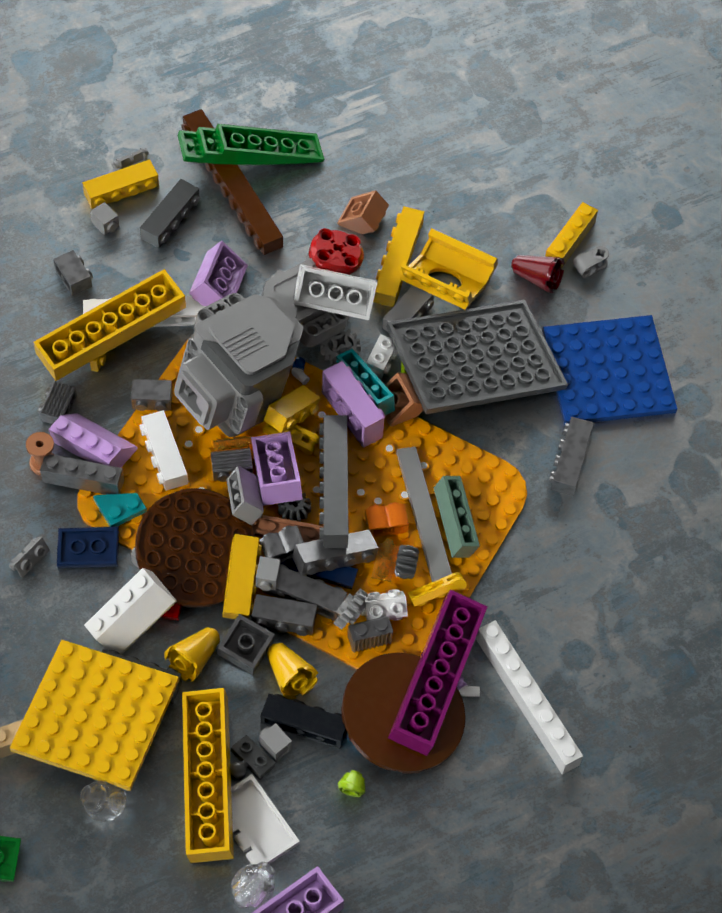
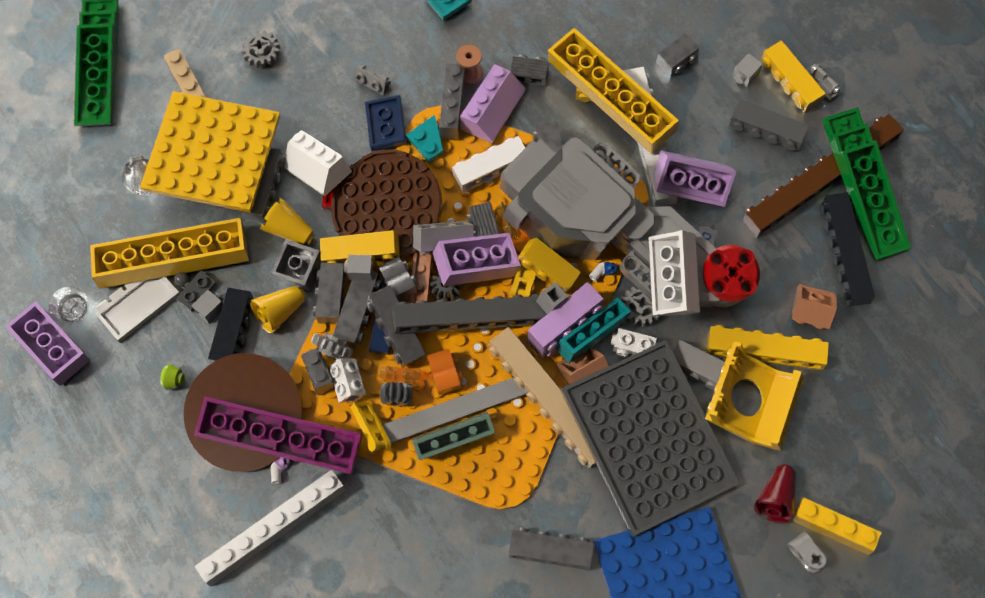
camera: 90 degrees right, 10 degrees up
(311, 177) = (848, 249): none -> black brick
(333, 405) = (551, 297): none -> light grey brick
(420, 436) = (540, 390): none -> tan brick

